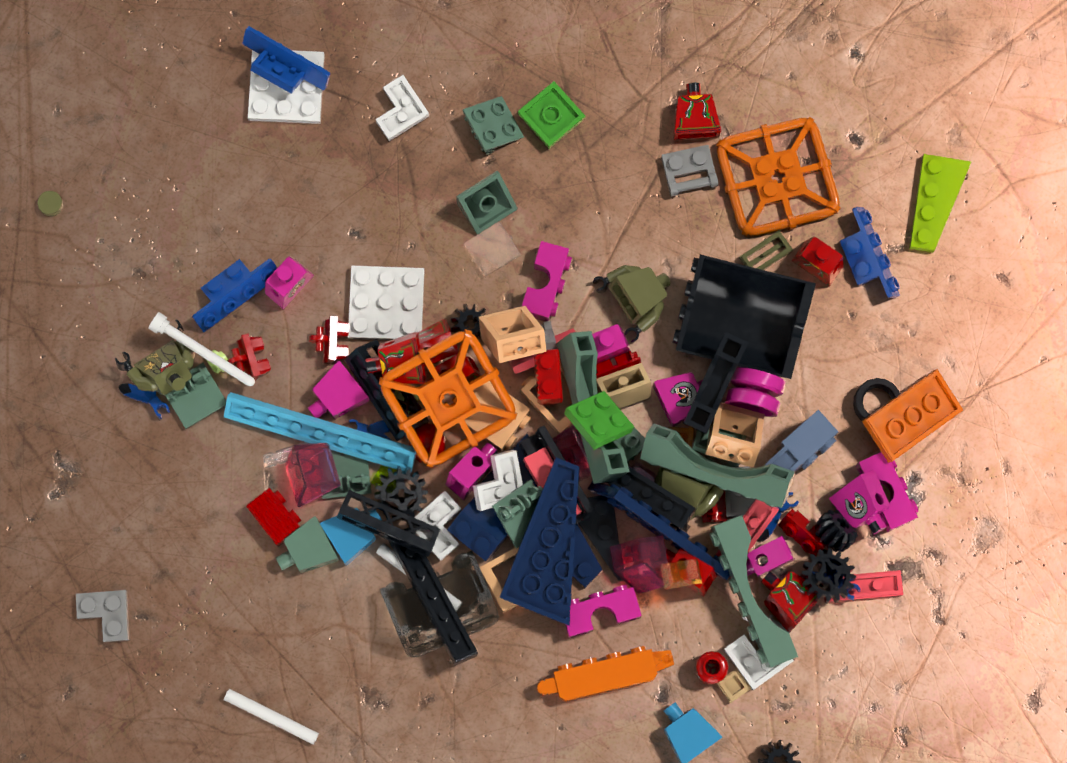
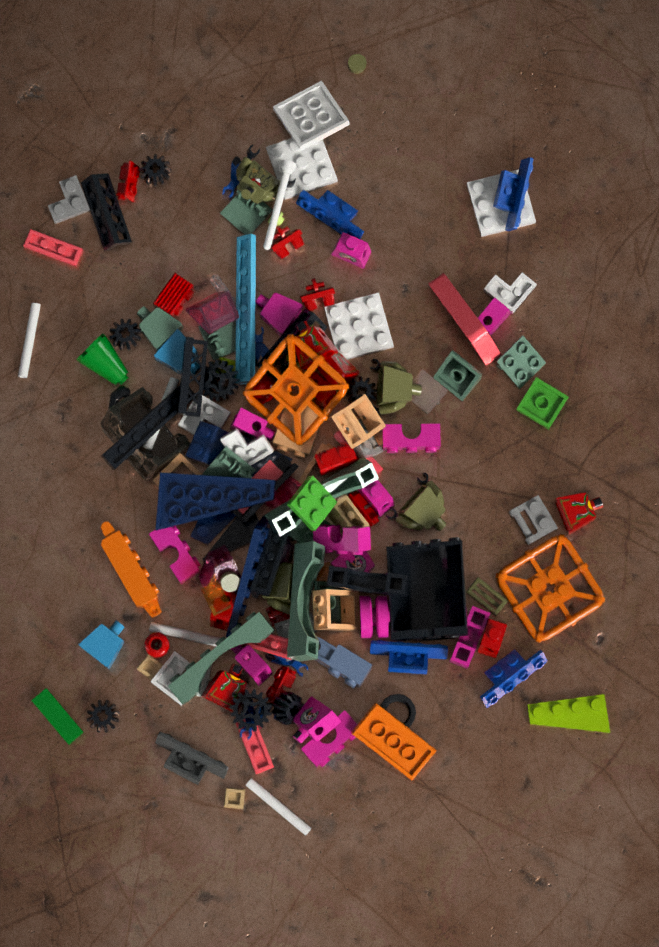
camera: 75 degrees right, 0 degrees up
(99, 277) = (311, 115): none -> white plate
(106, 500) = (162, 172): none -> black gear
(116, 533) = (129, 173): none -> red hinge
(135, 574) = (102, 211): none -> black fence
(146, 295) = (312, 165): none -> white plate
(160, 651) = (53, 247): none -> coral tile
(303, 583) = (118, 338): none -> black gear
(330, 628) = (104, 361): none -> green cone
(378, 626) = (117, 394): none -> black arm
(419, 169) = (465, 319): none -> coral beam
(425, 131) = (495, 311): none -> dark pink torso
(476, 282) = (393, 386): none -> olive torso
(660, 383) = (354, 539): none -> dark pink arch
(664, 551) = (229, 581): none -> tile
(706, 629) = (183, 634): none -> white piece
(814, 367) = (408, 656): none -> blue bracket
(826, 298) = (467, 644): none -> dark pink arch
(866, 671) = (188, 761): none -> dark grey bracket
(924, 630) = (234, 798): none -> tan tile
(950, 579) = (278, 806): none -> white piece

